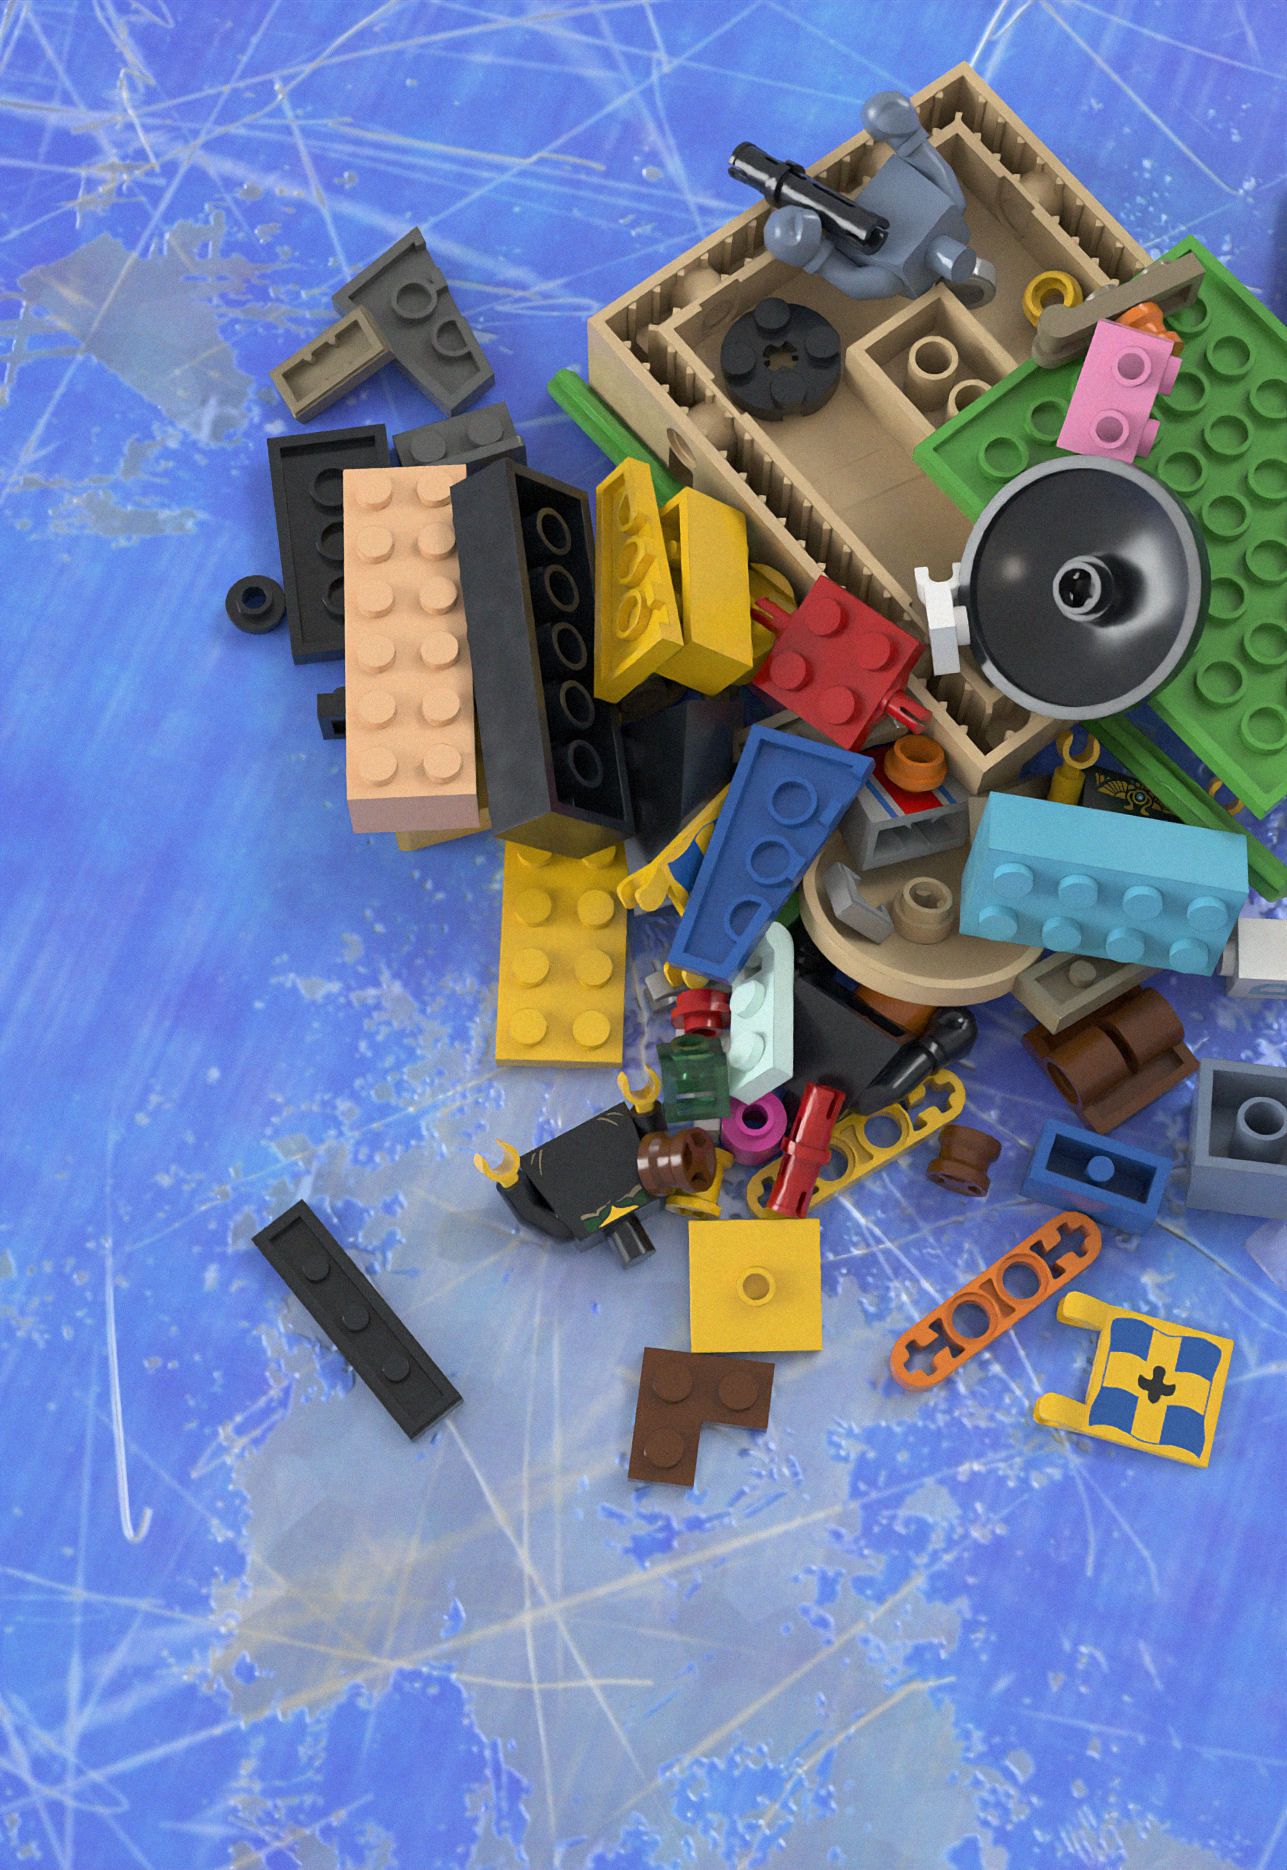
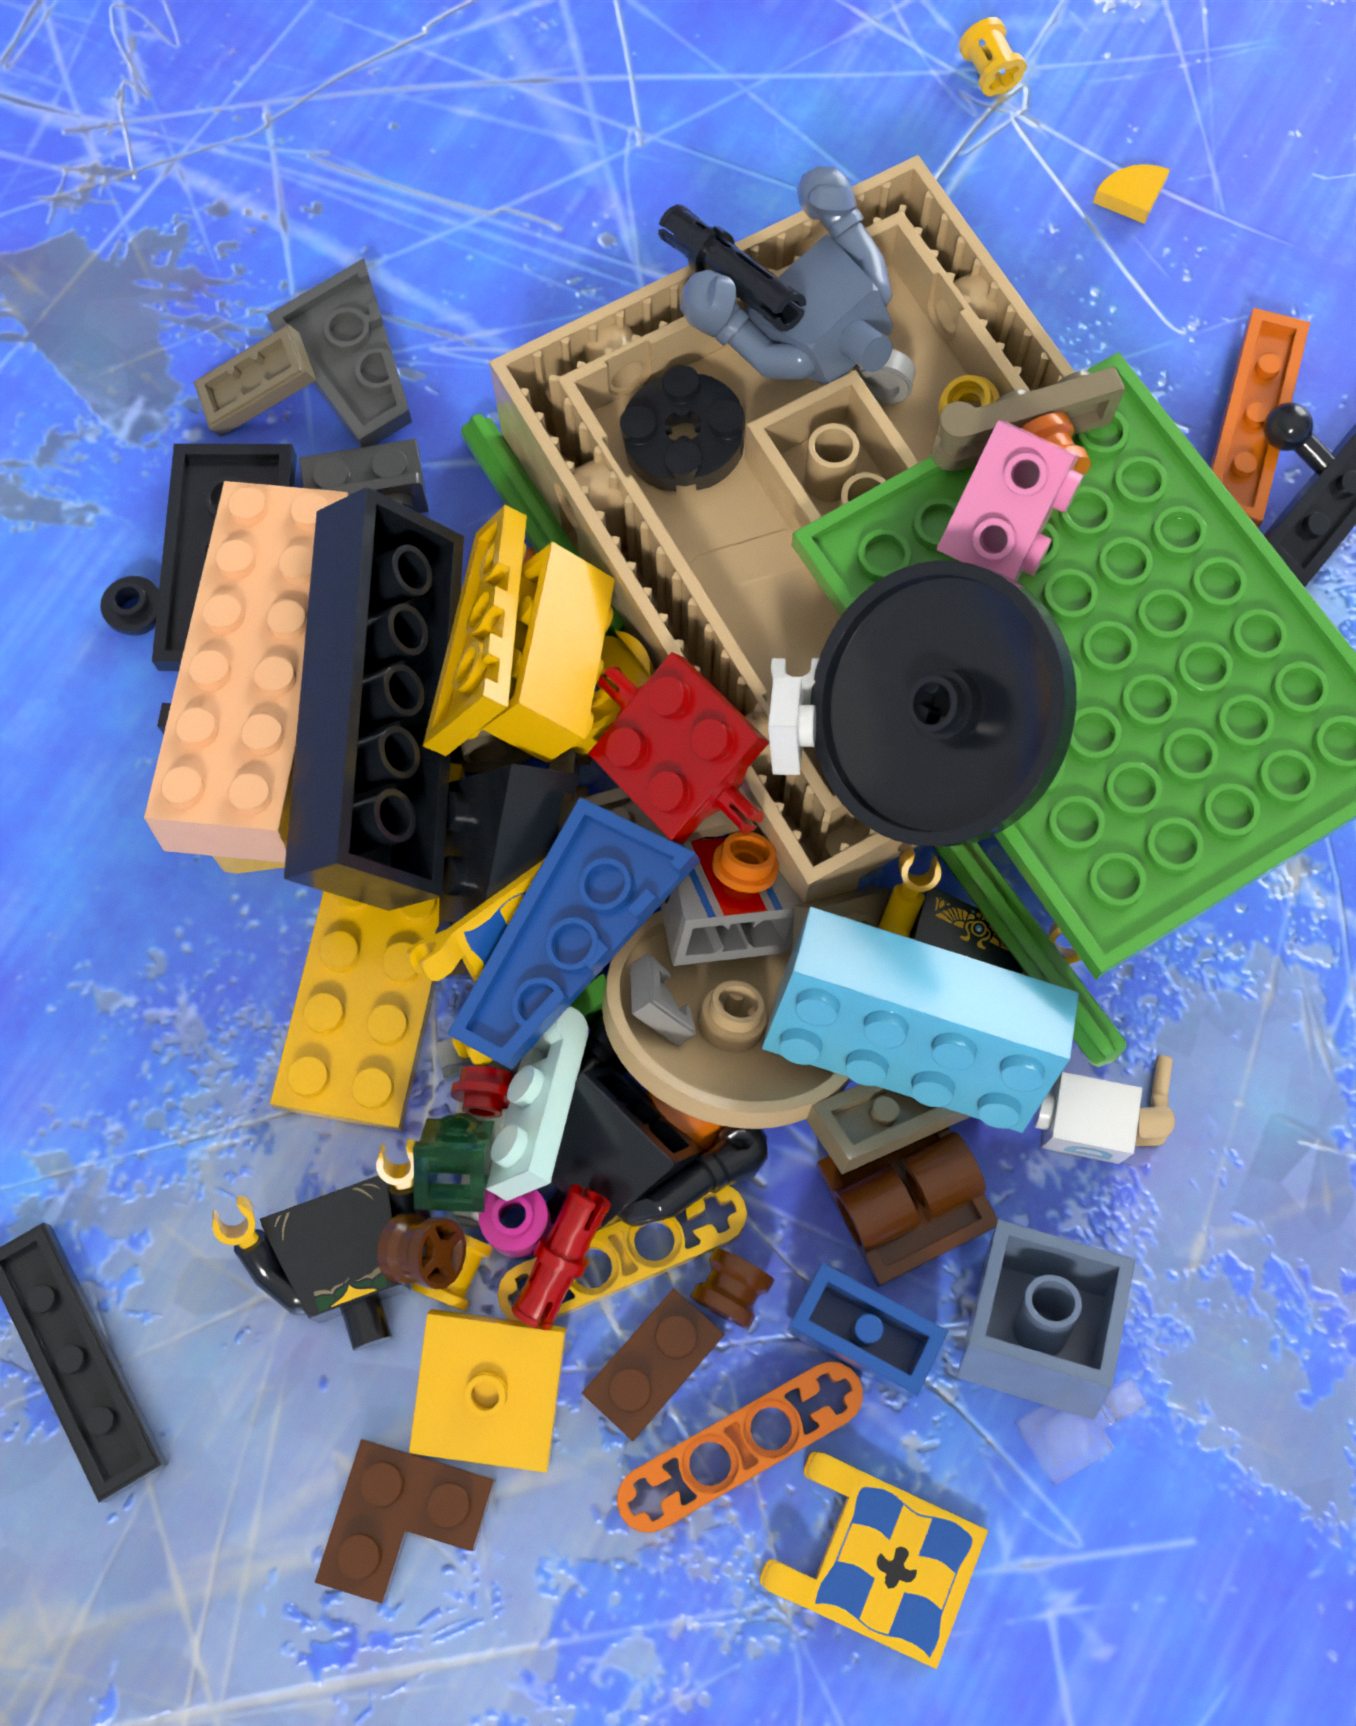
camera: 10 degrees right, 0 degrees up
(901, 1242) = (653, 1364): none -> reddish brown plate
(1169, 56) = (1132, 190): none -> yellow tile

